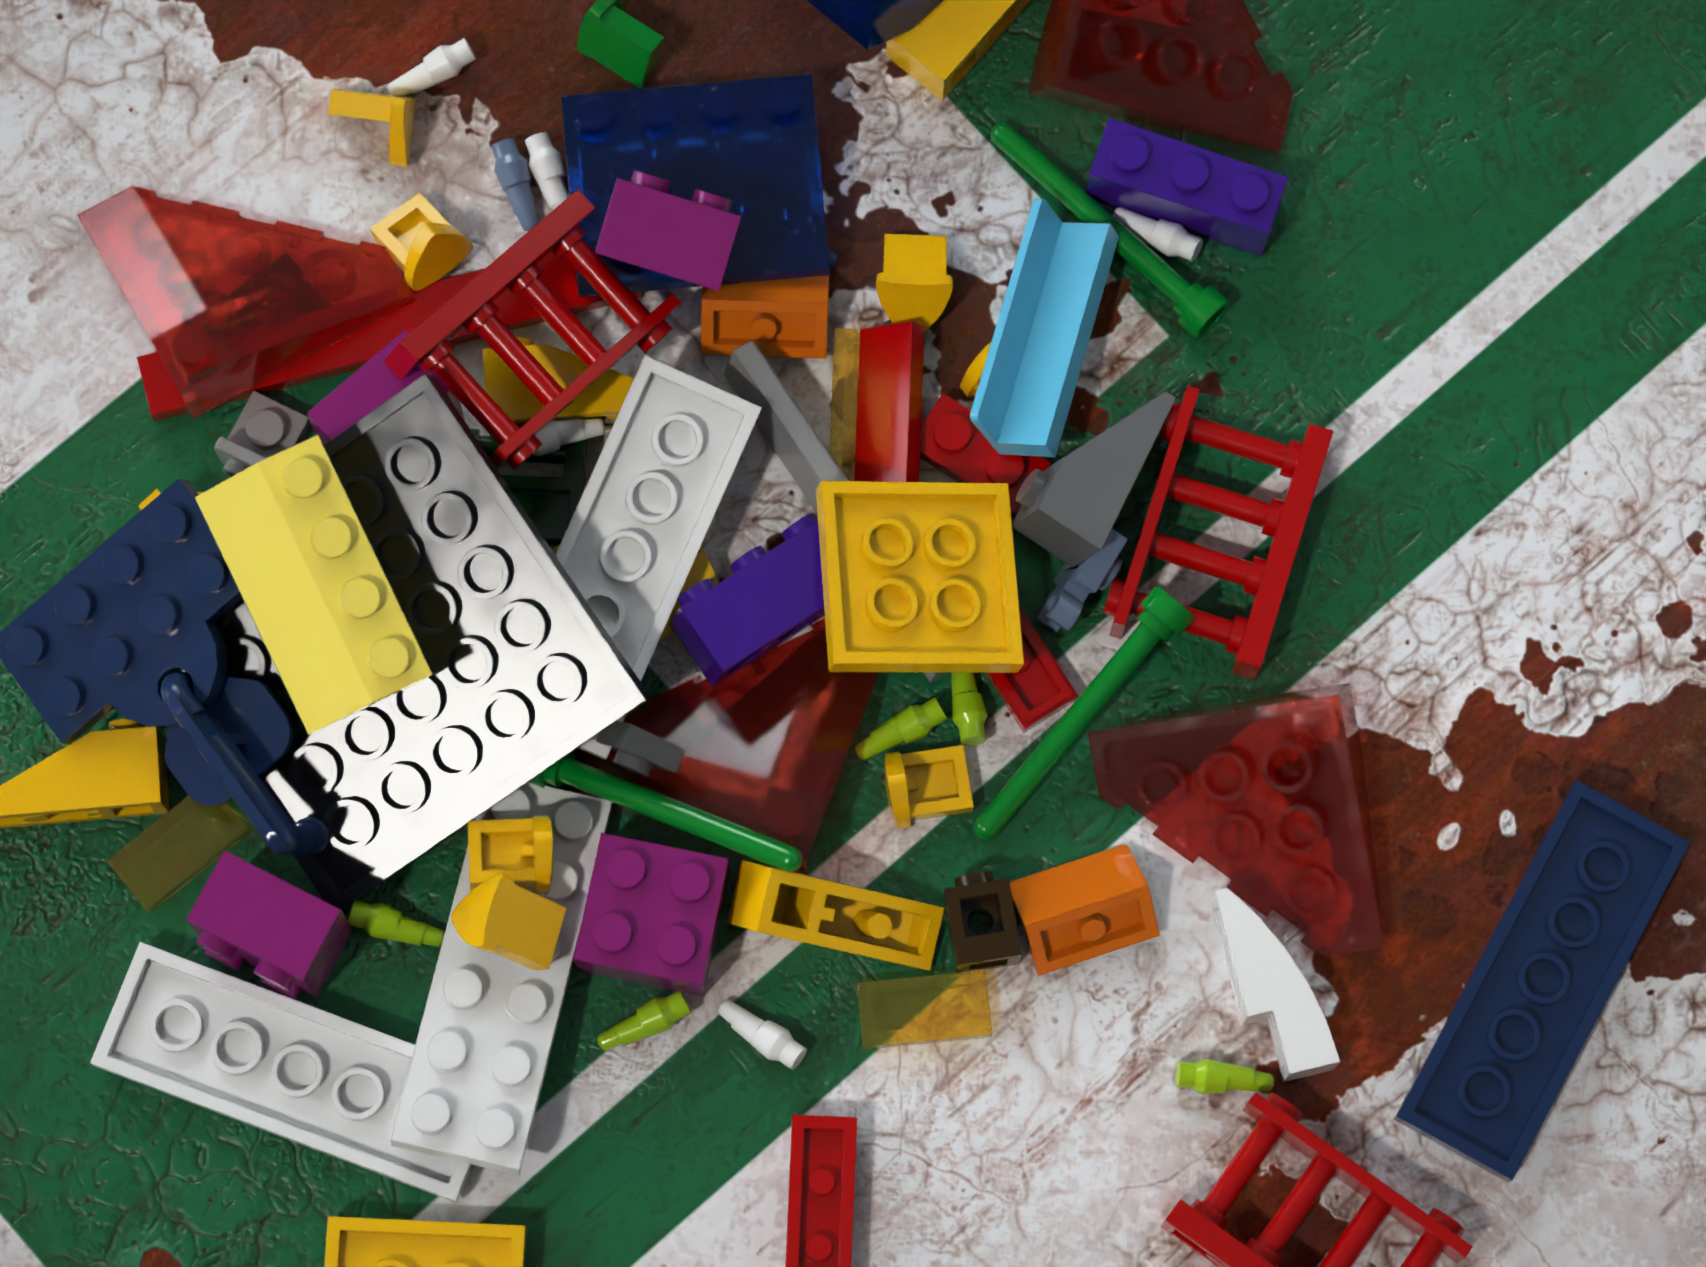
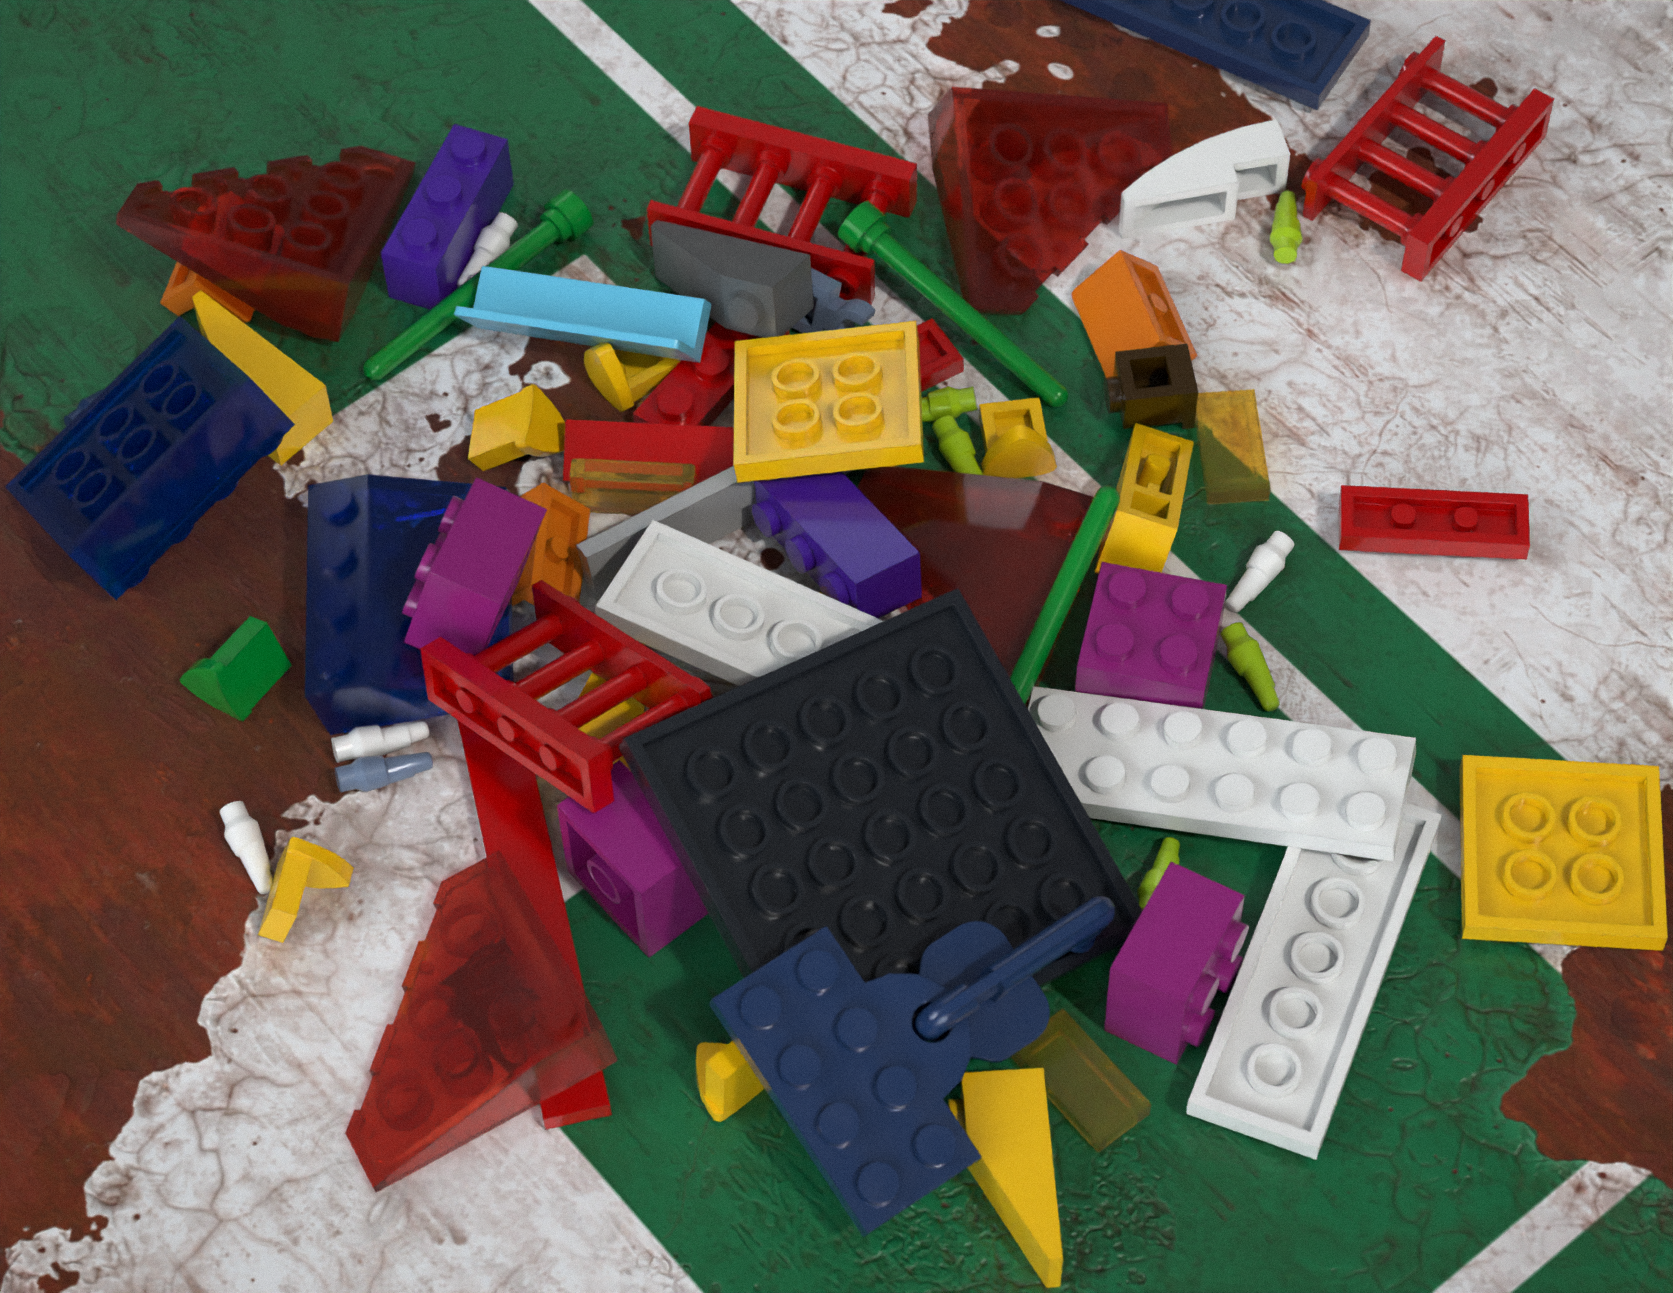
camera: 85 degrees left, 20 degrees down
(259, 433) = (645, 1001): light grey bracket -> none
(313, 585) = (837, 853): light yellow slope -> none
(421, 242) = (438, 848): yellow tile -> none
(510, 922) = (1169, 741): yellow tile -> none
(514, 848) = (1095, 741): yellow tile -> none
(640, 749) = (997, 619): dark grey plate -> none

